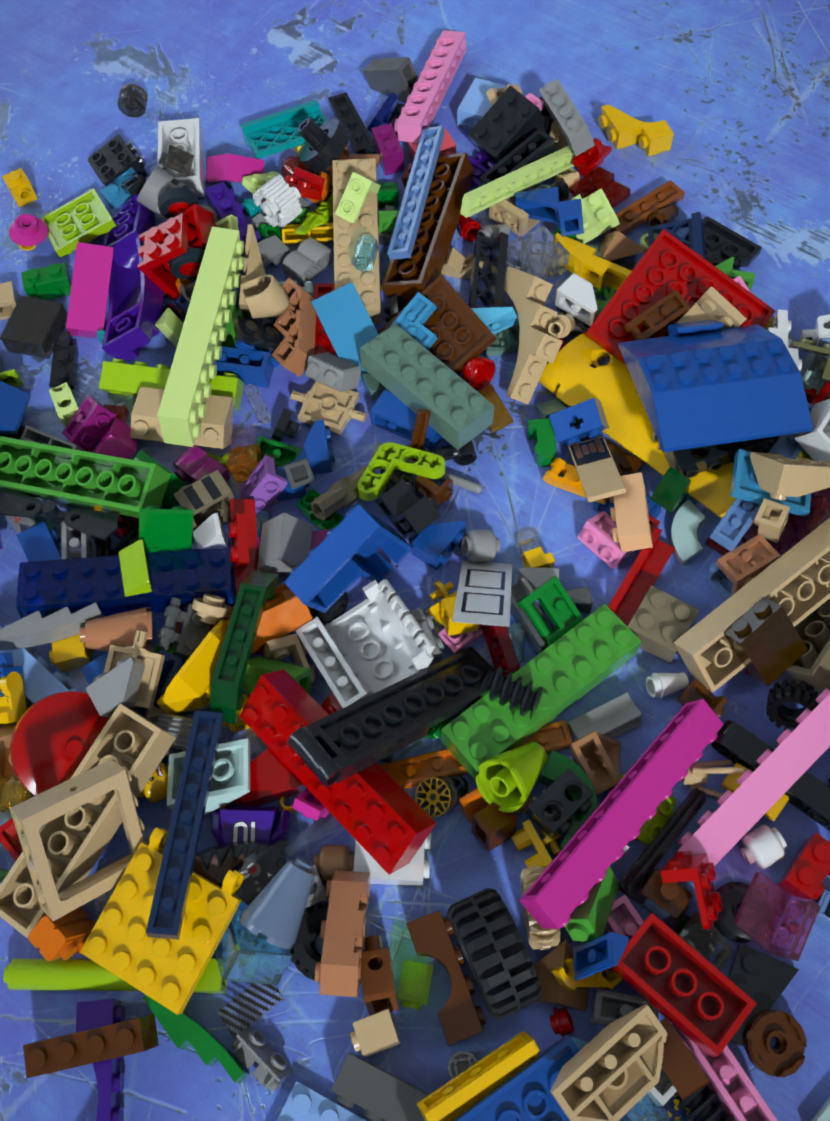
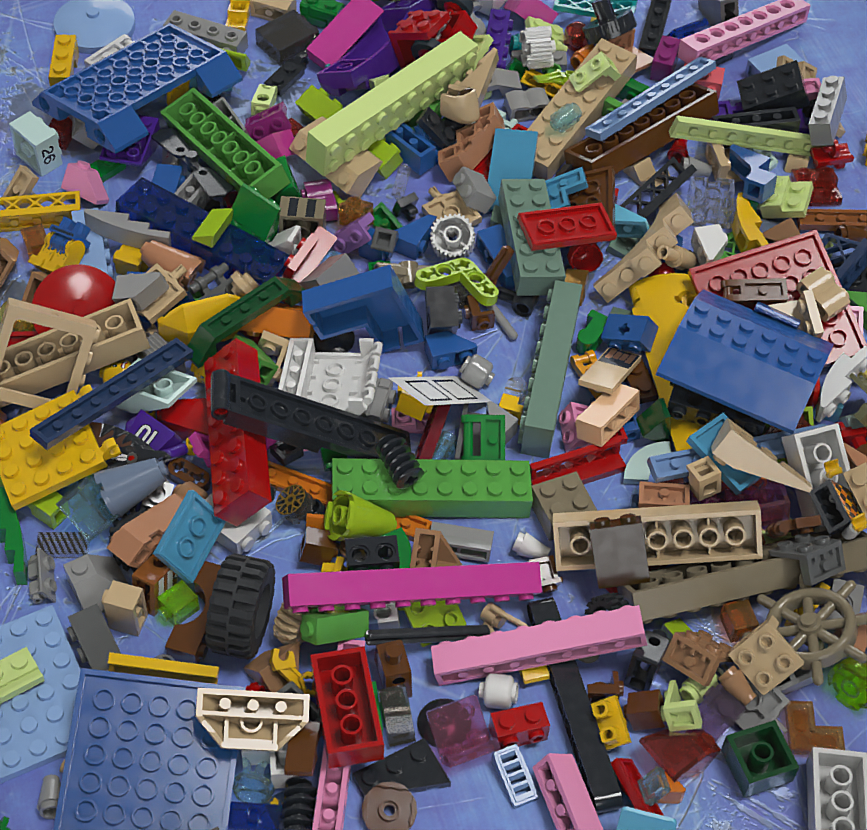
camera: 30 degrees right, 10 degrees down
(307, 183) = (569, 47): red bracket -> none
(310, 830) = (190, 473): none -> reddish brown beam
(322, 1023) = (91, 577): none -> light grey slope
(349, 443) = (449, 227): none -> white brick
(383, 915) = (189, 537): none -> dark azure tile
(456, 358) = (566, 226): none -> red tile
(545, 500) = (550, 369): none -> sand green brick
(563, 189) = (781, 166): black plate -> none
(581, 599) = (515, 448): dark grey slope -> none
(598, 954) = (302, 652): blue slope -> none
(702, 872) = (421, 667): red bracket -> none
(706, 274) = (827, 294): none -> tan brick

